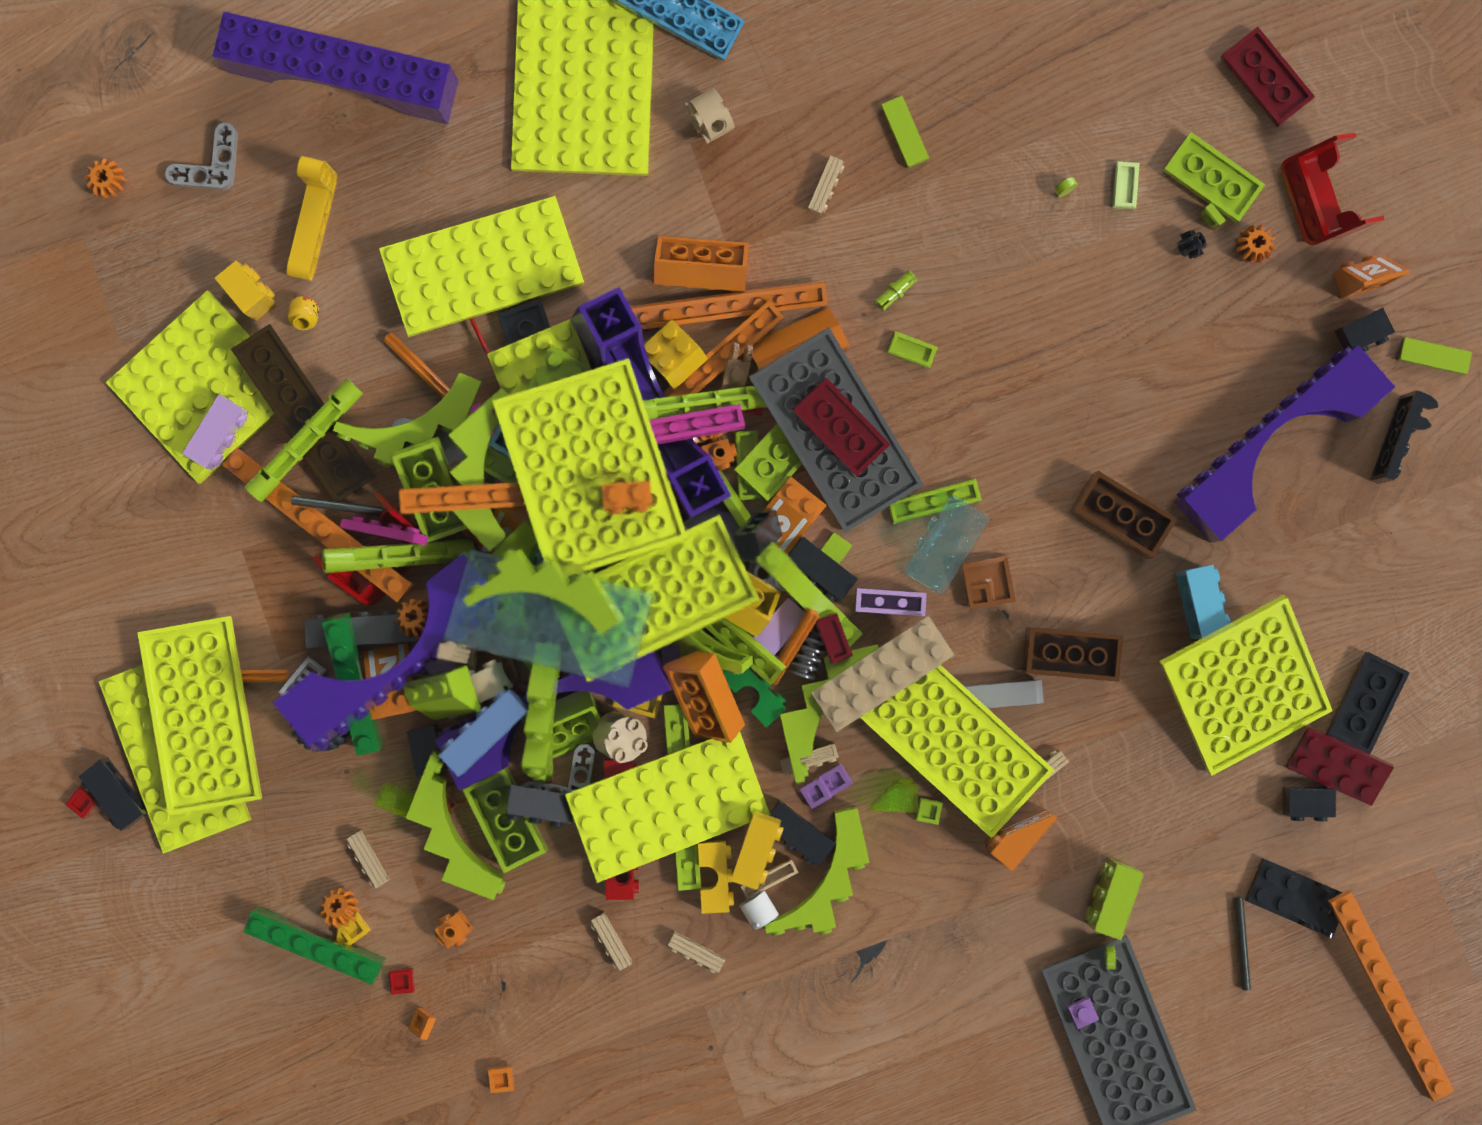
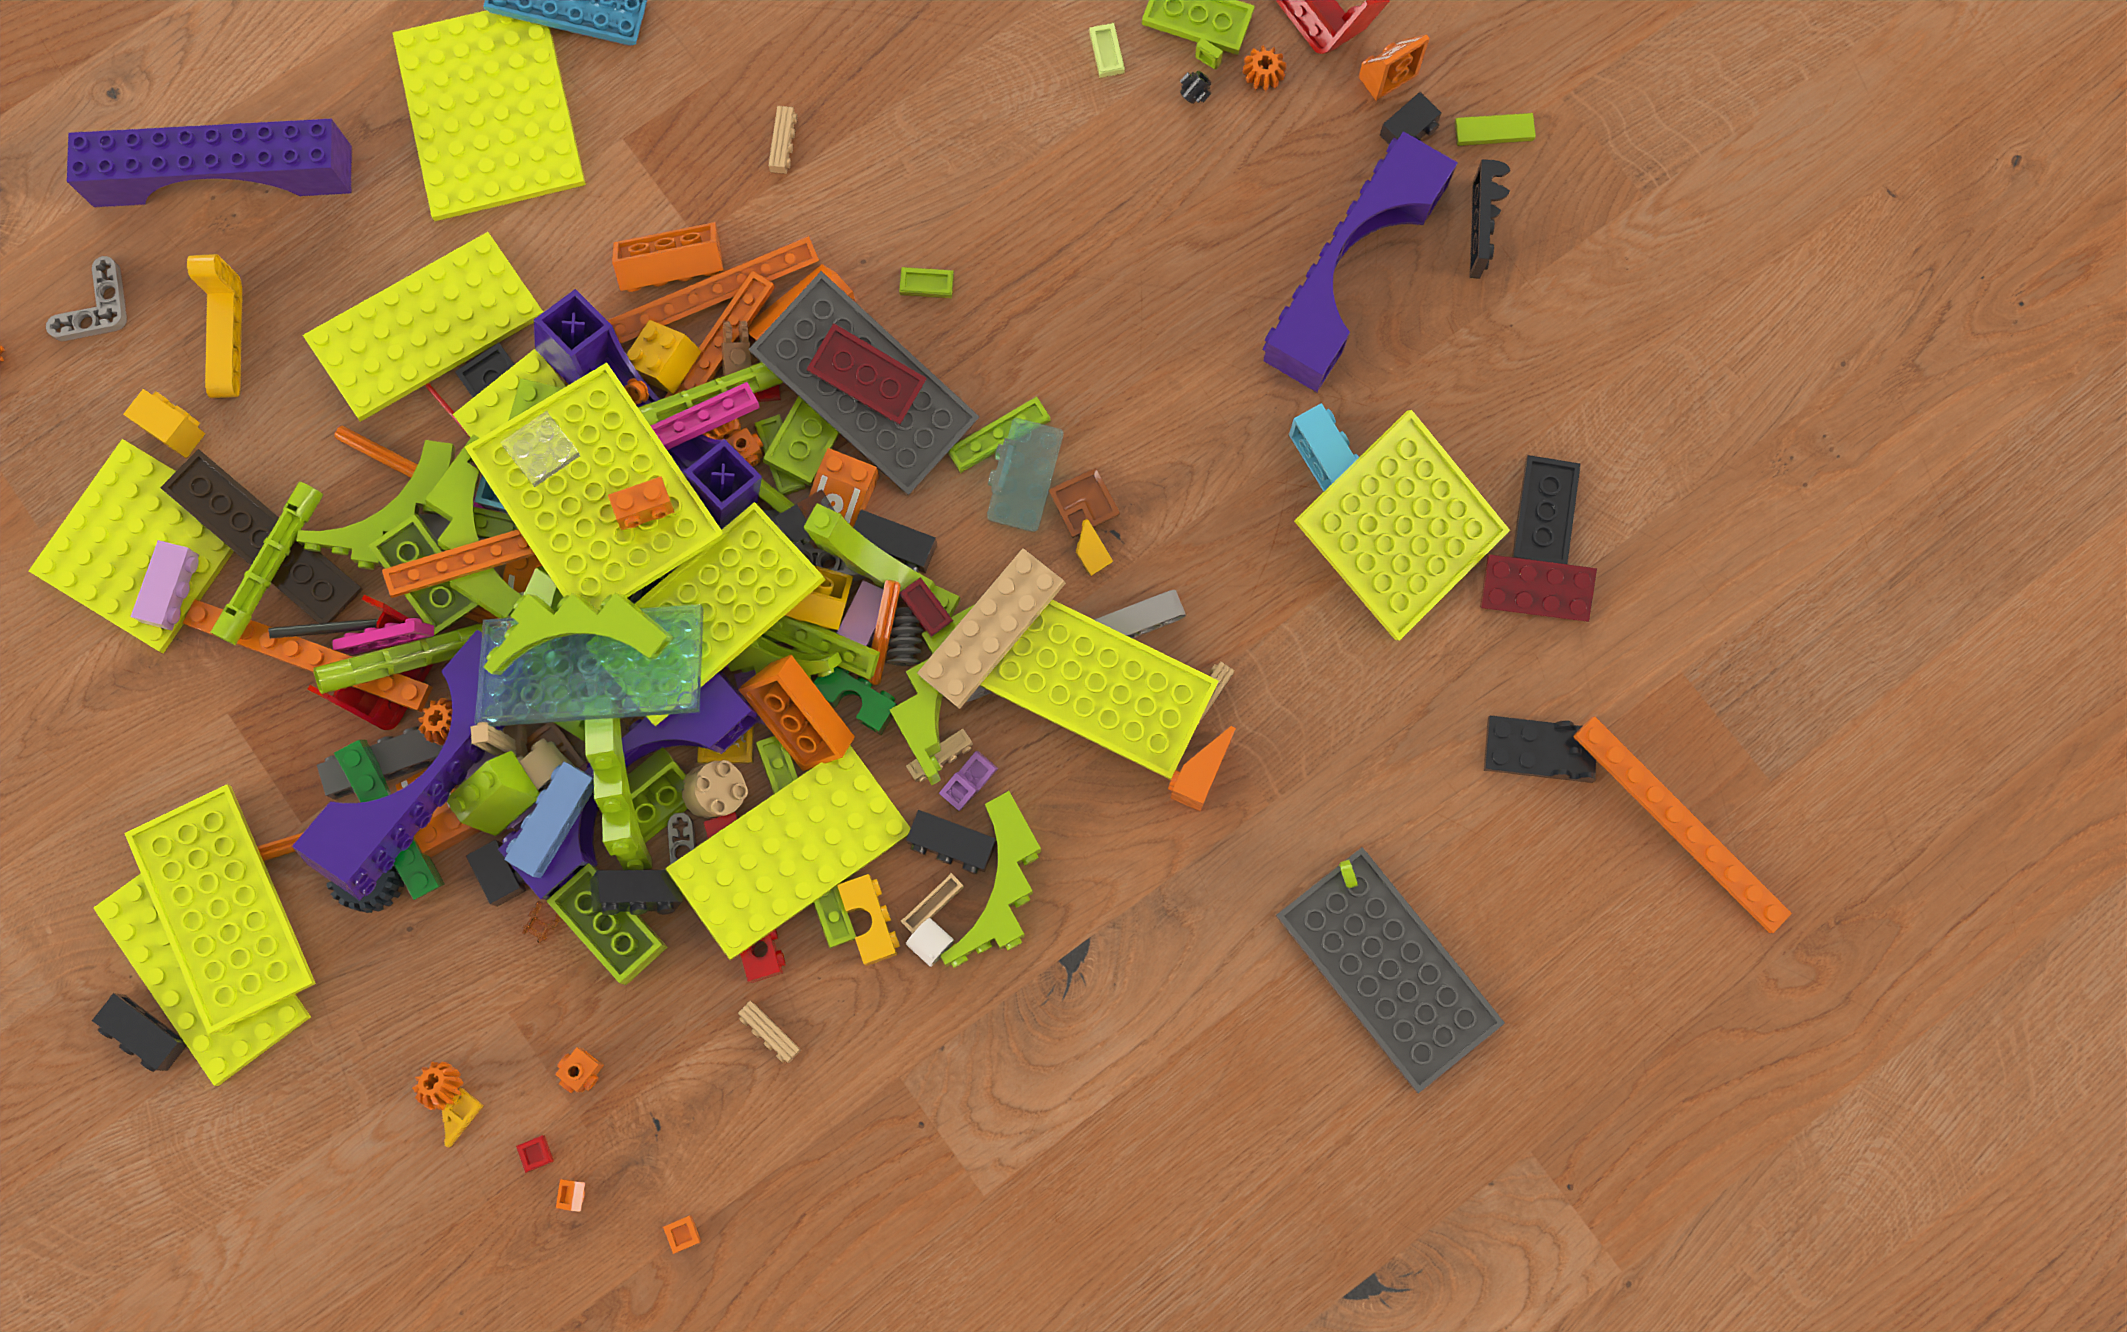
camera: 15 degrees left, 10 degrees down
(81, 802) = (104, 1055): red tile -> none
(303, 313) = (236, 431): yellow head -> none
(334, 955) = (419, 1139): green arch -> none
(368, 859) = (459, 1021): tan piece -> none
(394, 799) = (481, 941): clear neon green slope -> none
(431, 810) = (515, 934): lime arch -> none
(555, 423) = (540, 449): none -> clear plate
(645, 382) = (637, 391): none -> orange plate
(697, 952) = (872, 1014): tan piece -> none
(710, 115) = (634, 99): tan brick -> none
(757, 850) = (906, 869): yellow brick -> none
(836, 548) = (905, 513): lime tile -> none
(890, 602) = (978, 553): lavender brick -> none
(895, 290) = (889, 225): lime pin -> none
(898, 797) = (1053, 768): clear neon green slope -> none
(904, 132) = (852, 62): lime tile -> none
(928, 811) = (1093, 775): lime tile -> none
(982, 625) = (1091, 550): none -> yellow tile
(1065, 187) = (1042, 68): lime tile -> none
(1072, 654) = (1200, 550): reddish brown brick -> none
(1083, 1012) = (1338, 948): medium lavender plate -> none
(1113, 898) = (1331, 805): lime brick -> none
(1123, 515) = (1209, 386): reddish brown brick -> none
(1242, 943) = (1496, 818): pearl dark grey bar -> none
(1309, 802) = (1518, 637): black brick -> none

